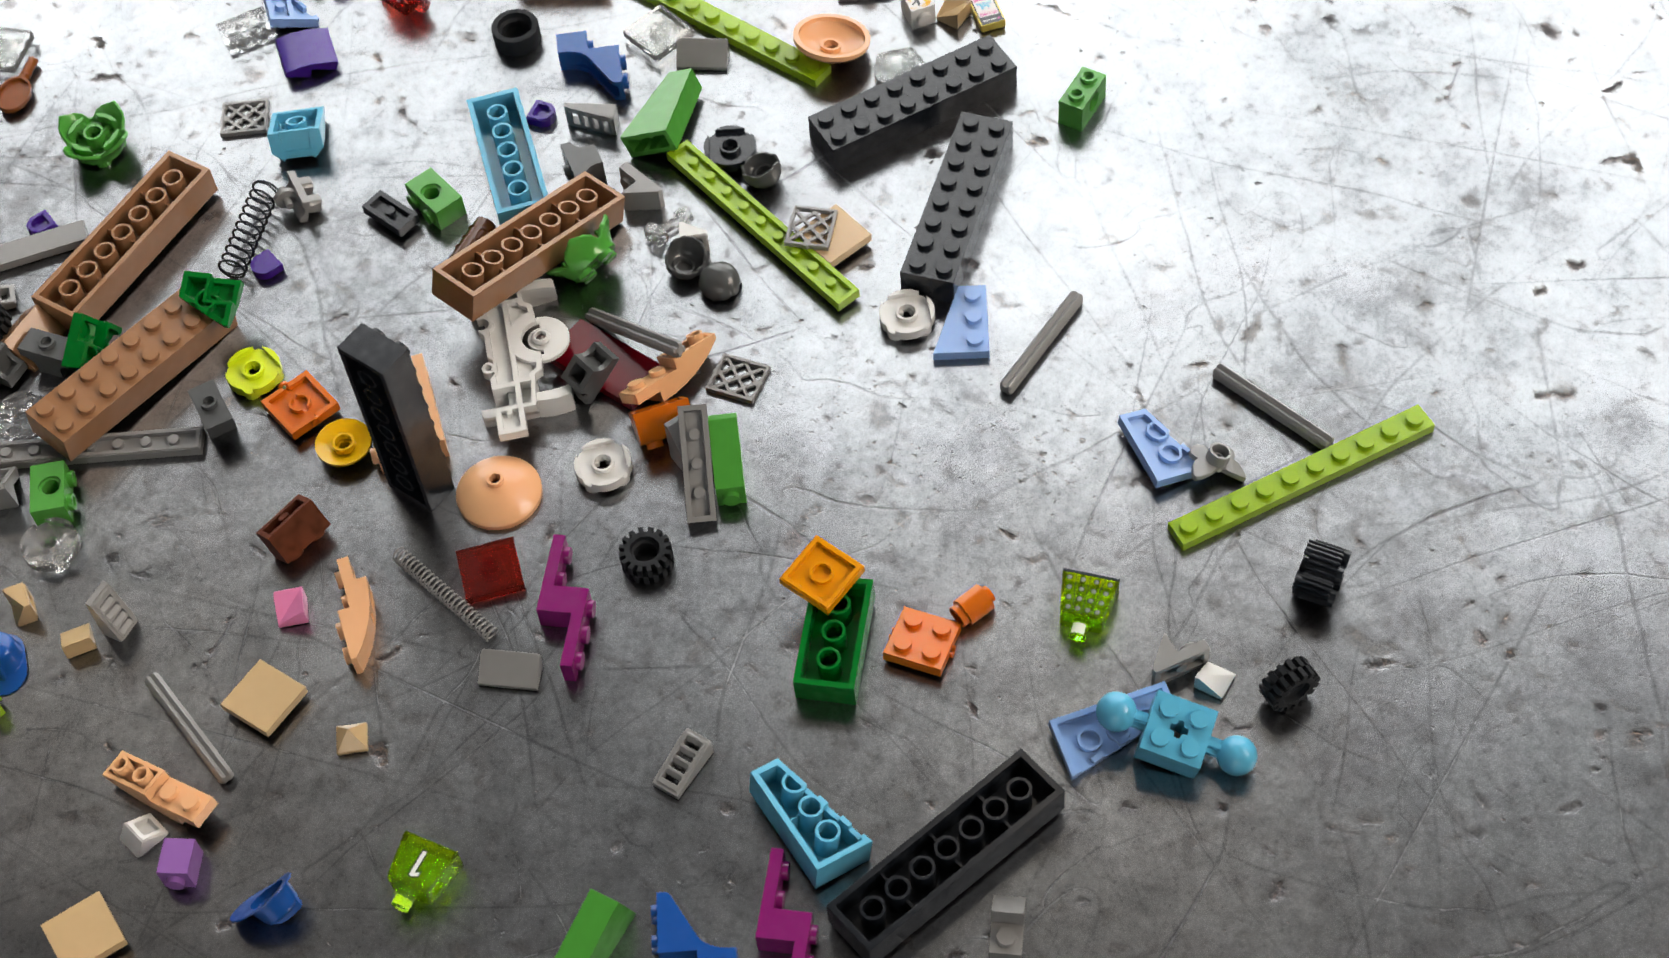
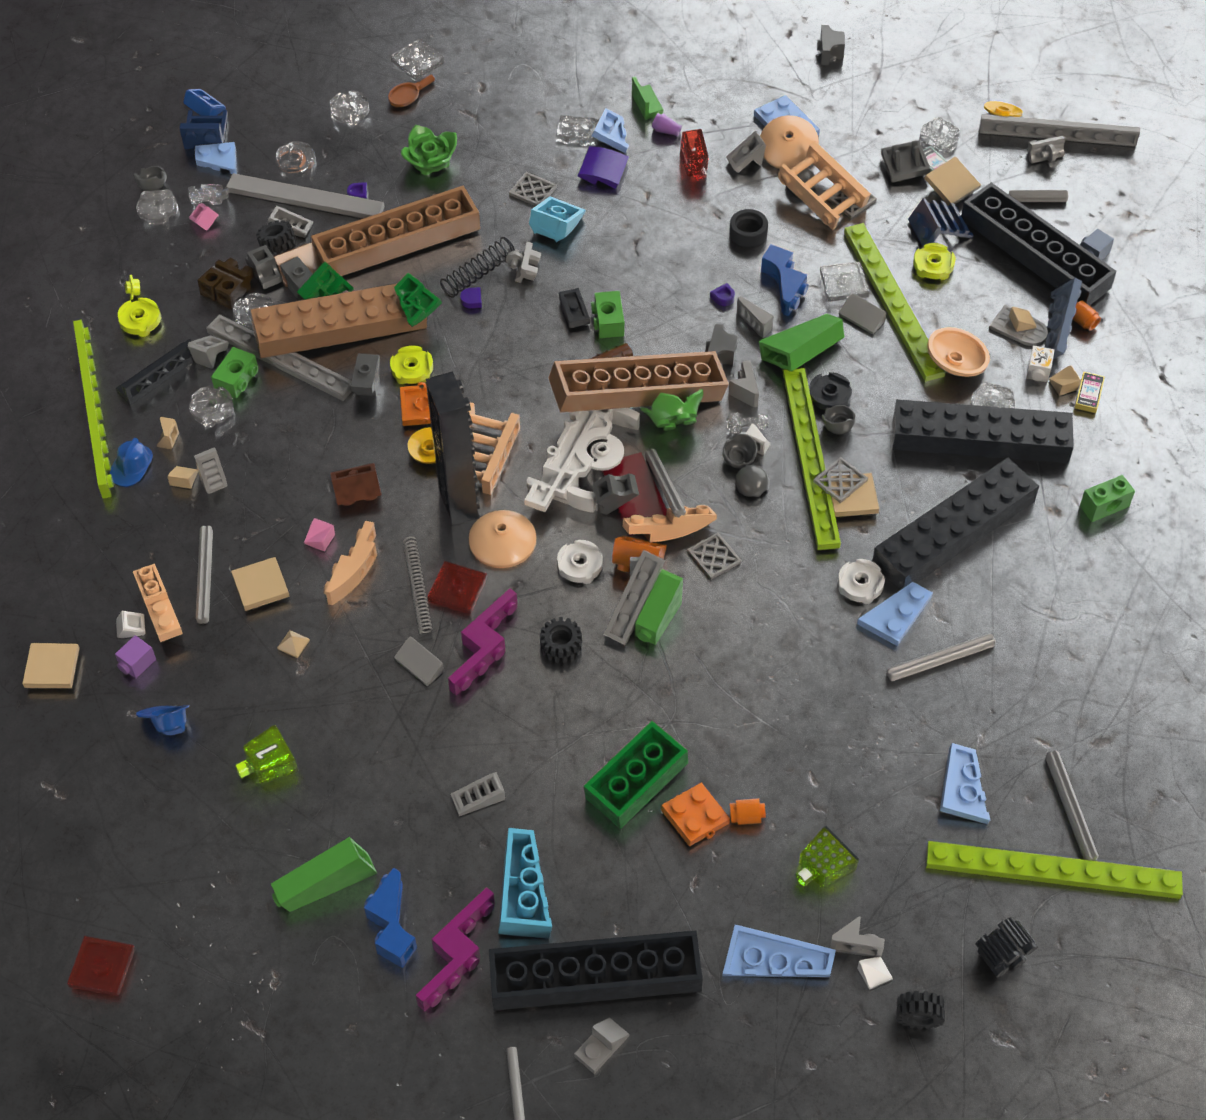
camera: 30 degrees right, 0 degrees up
(507, 152) = (677, 309): medium azure brick -> none
(822, 574) = (655, 725): light orange tile -> none
(1191, 720) = (843, 1033): medium azure brick -> none
(1214, 459) = (998, 817): light grey animal -> none

